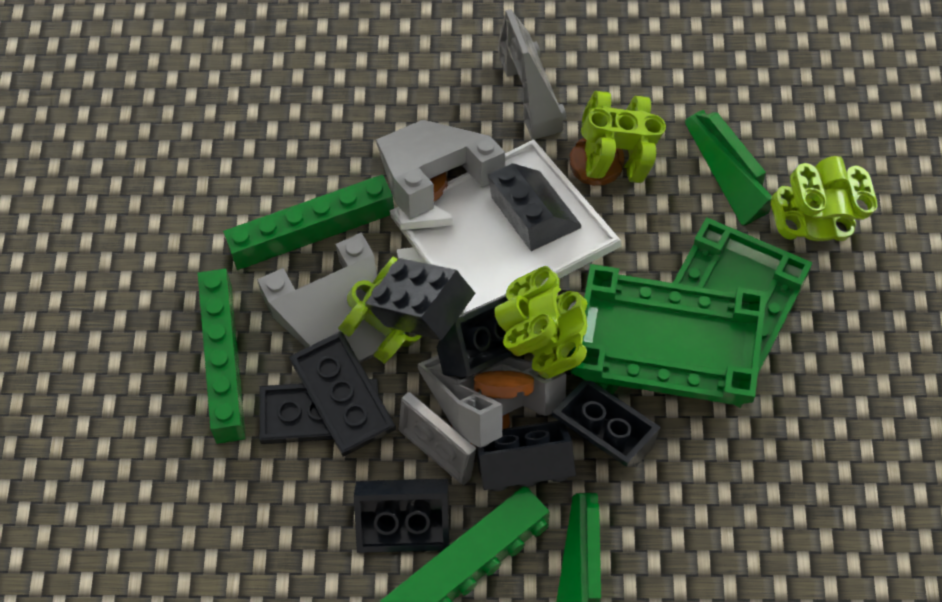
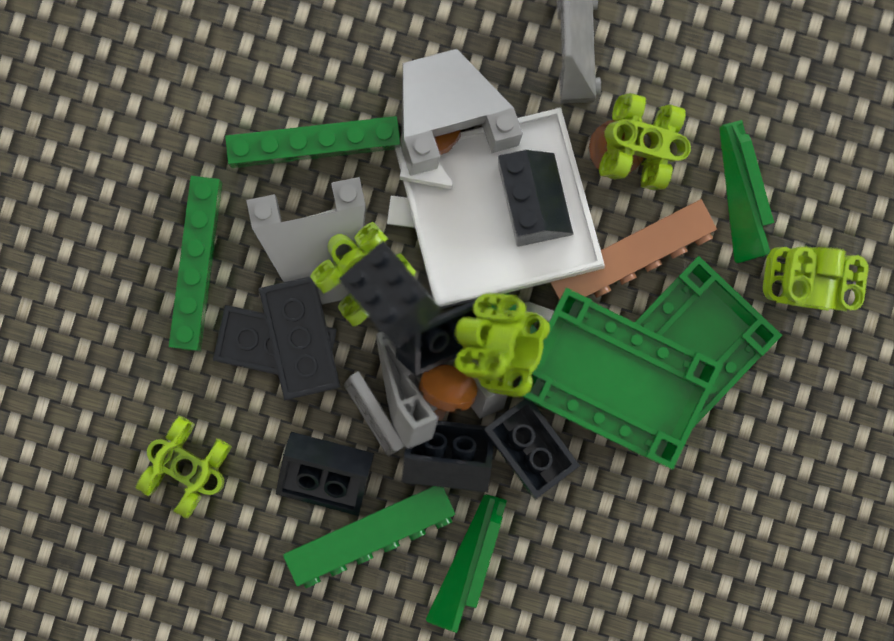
camera: 10 degrees right, 25 degrees up
(237, 523) = (201, 468): none -> lime piece
(653, 229) = (643, 250): none -> nougat brick

